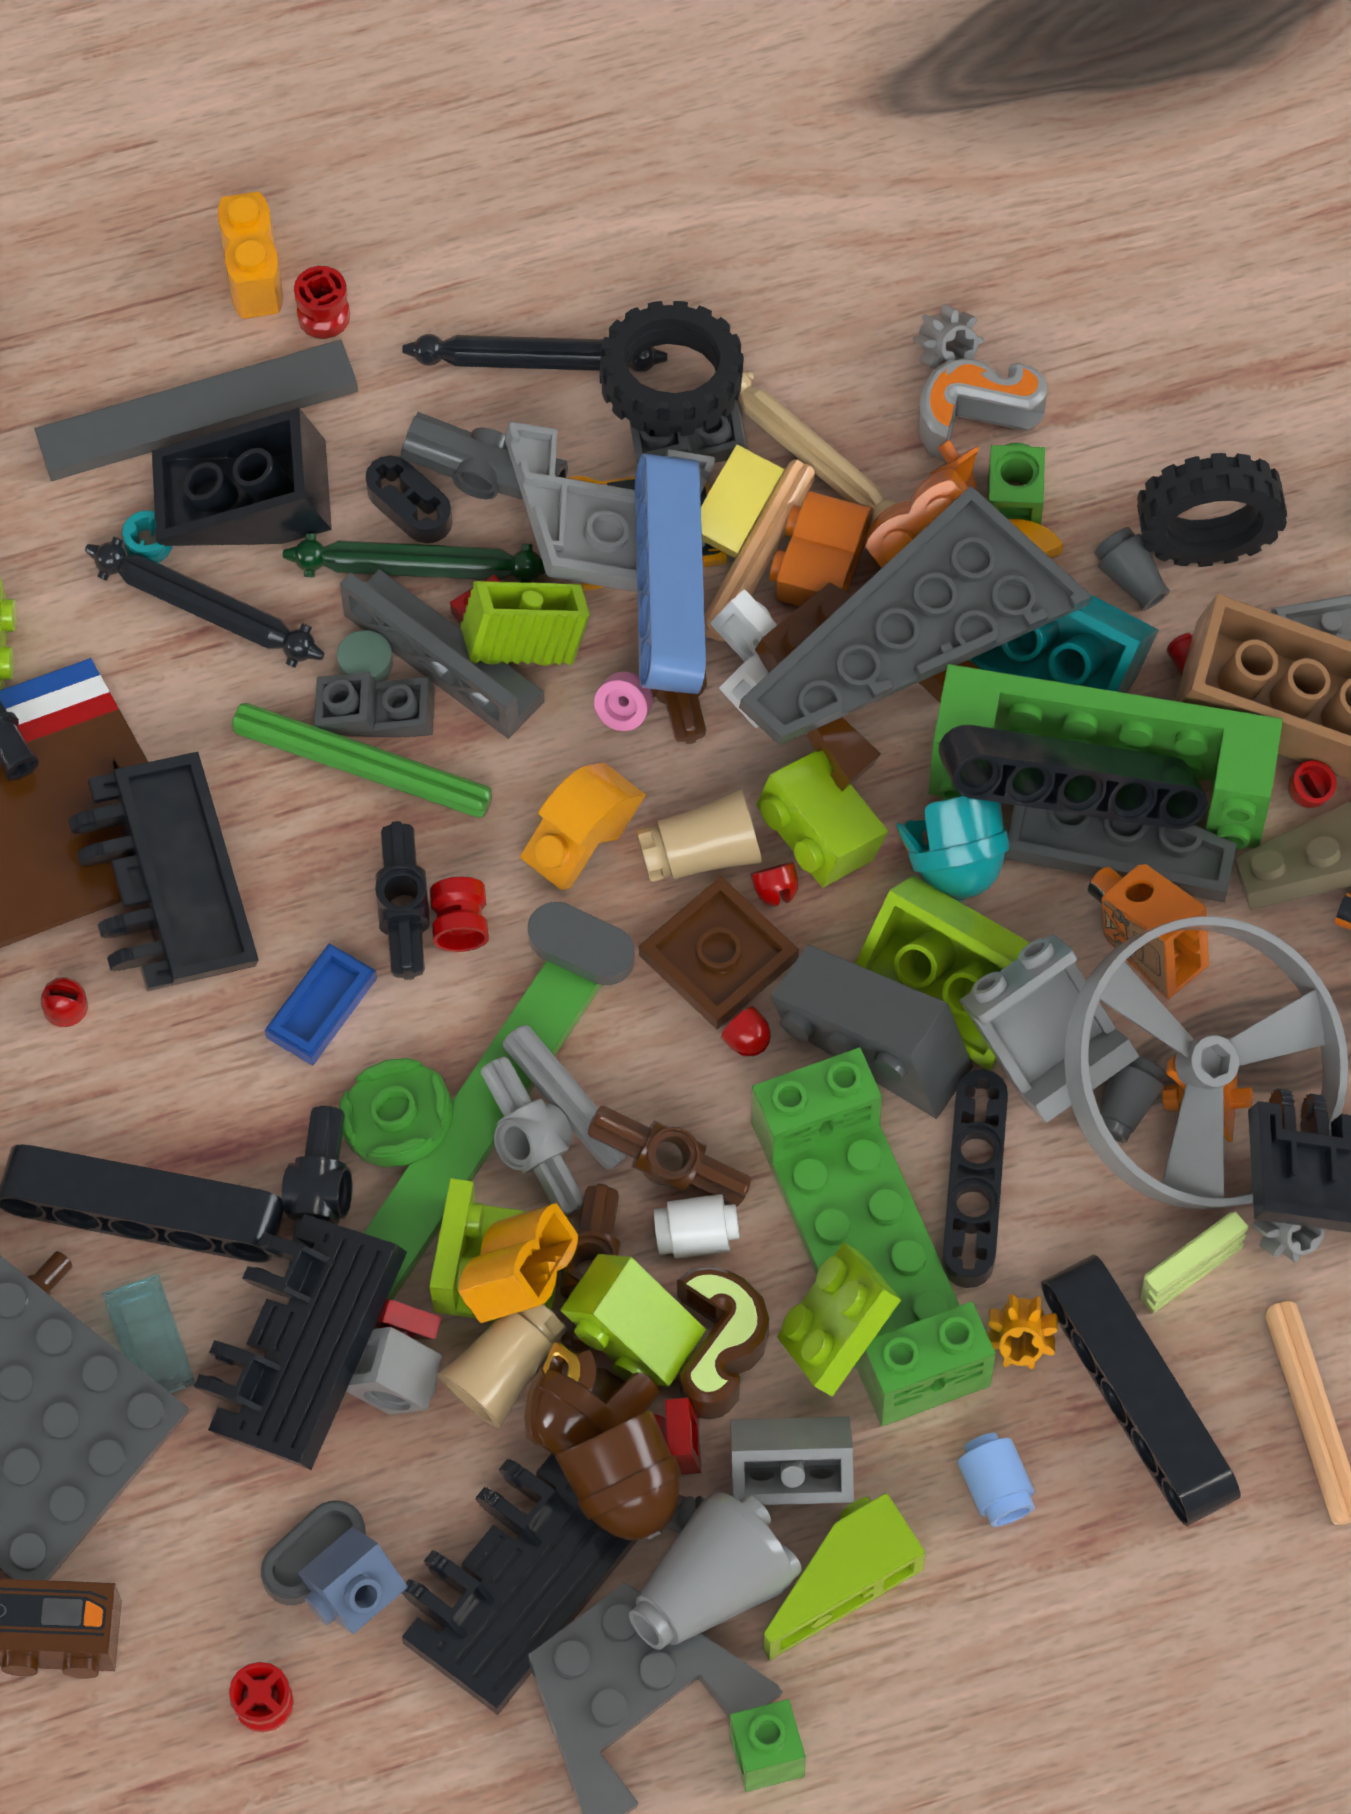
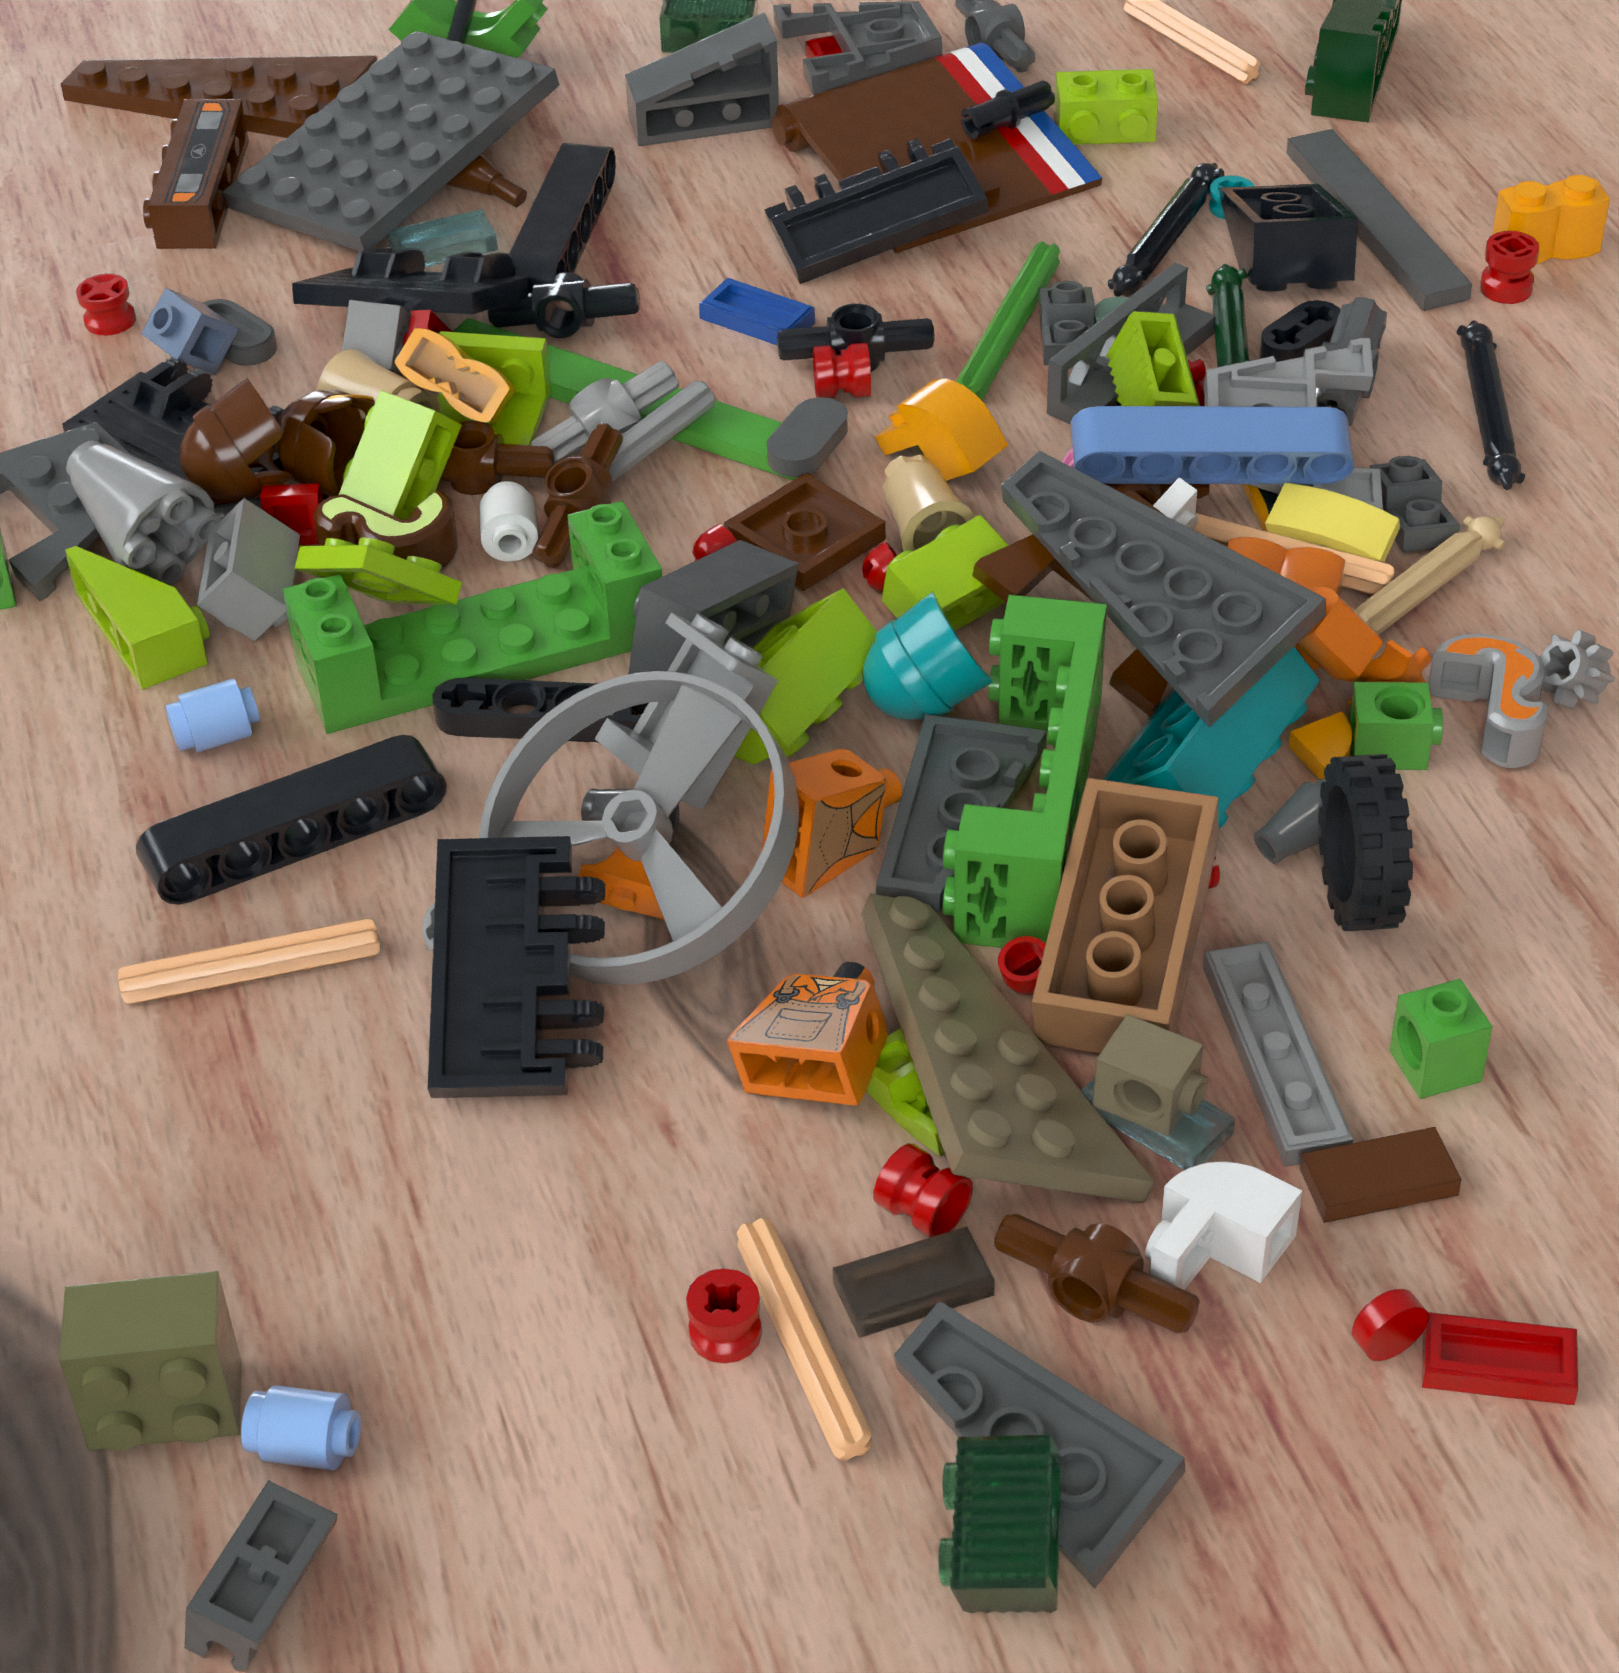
camera: 90 degrees right, 20 degrees down
(60, 1009) = (760, 182): red hinge -> none
(396, 1112) = (637, 343): bright green tile -> none
(676, 326) = (1463, 490): black tyre -> none
(1022, 1331) = (362, 721): light orange gear -> none
(1072, 777) = (979, 692): black beam -> none
(1193, 1261) = (412, 840): yellowish green tile -> none

